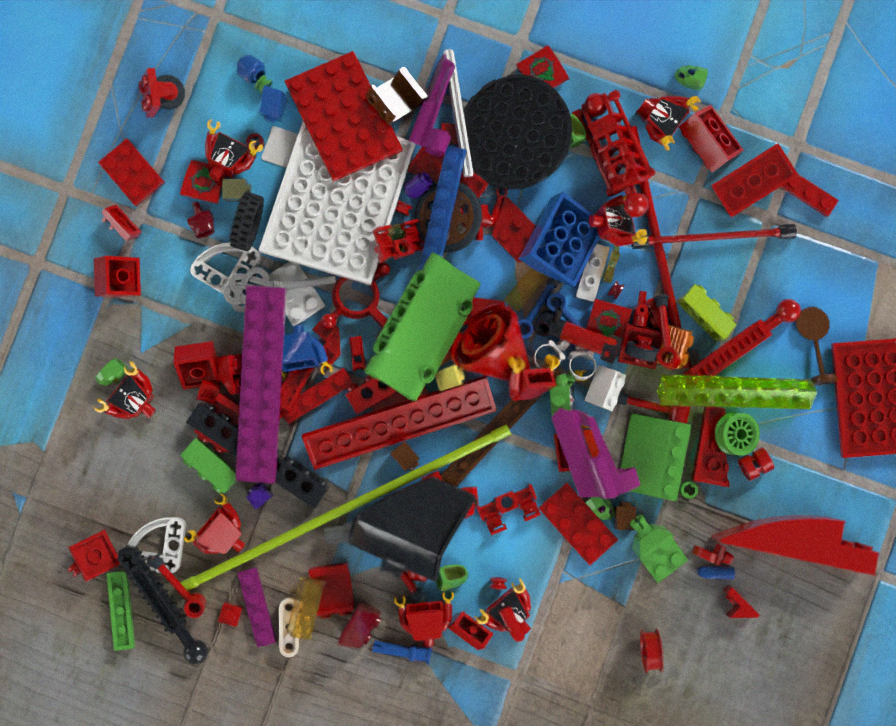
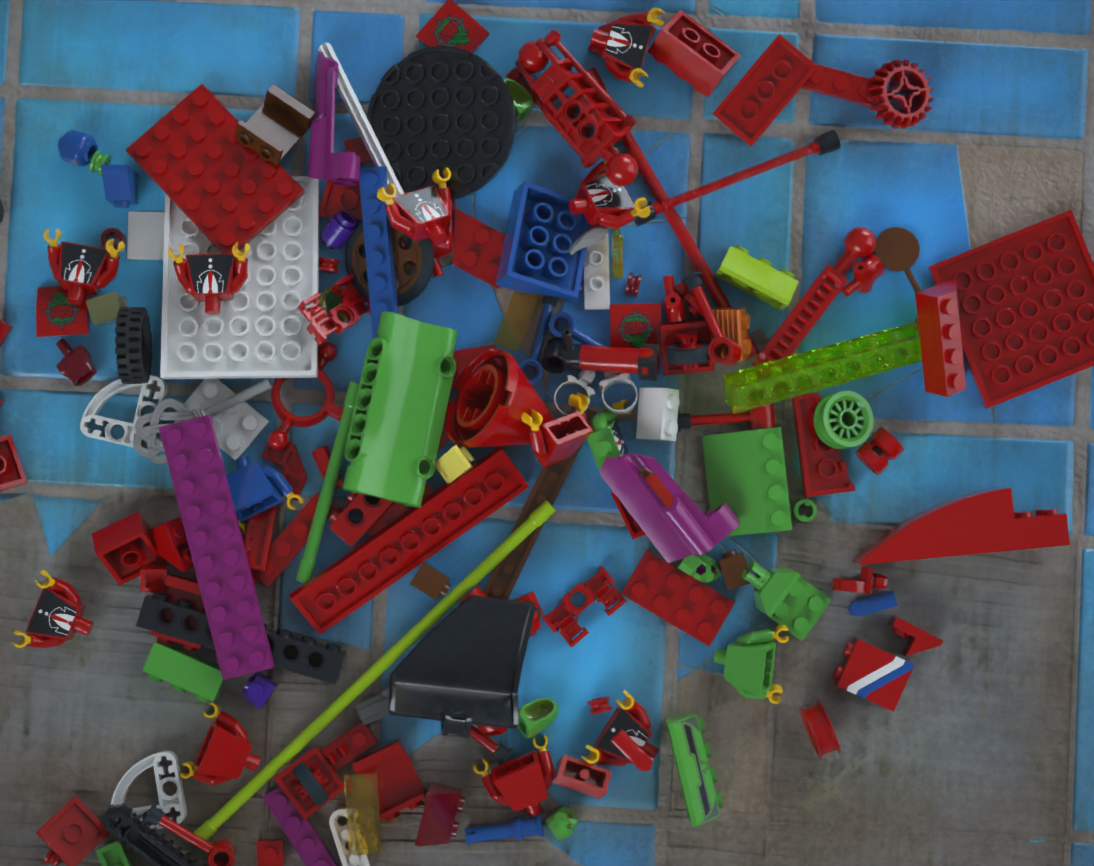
camera: 20 degrees left, 0 degrees up
(111, 373) = (21, 592): bright green rock -> none
(274, 573) = (310, 782): none -> red plate
(310, 555) = (349, 746): none -> red plate
(318, 189) = (211, 276): none -> torso
(323, 413) = (308, 559): none -> bright green piece
(445, 658) = (562, 822): none -> bright green rock
(482, 191) = (420, 212): none -> torso
(551, 649) = (693, 768): none -> bright green slope
(596, 246) = (589, 238): none -> light grey bar
(616, 588) = (751, 663): none -> bright green torso
(701, 622) = (872, 673): none -> panel
(784, 335) = (864, 275): none -> red piece
(827, 398) = (941, 339): none -> red slope
(844, 223) = (904, 79): none -> red gear

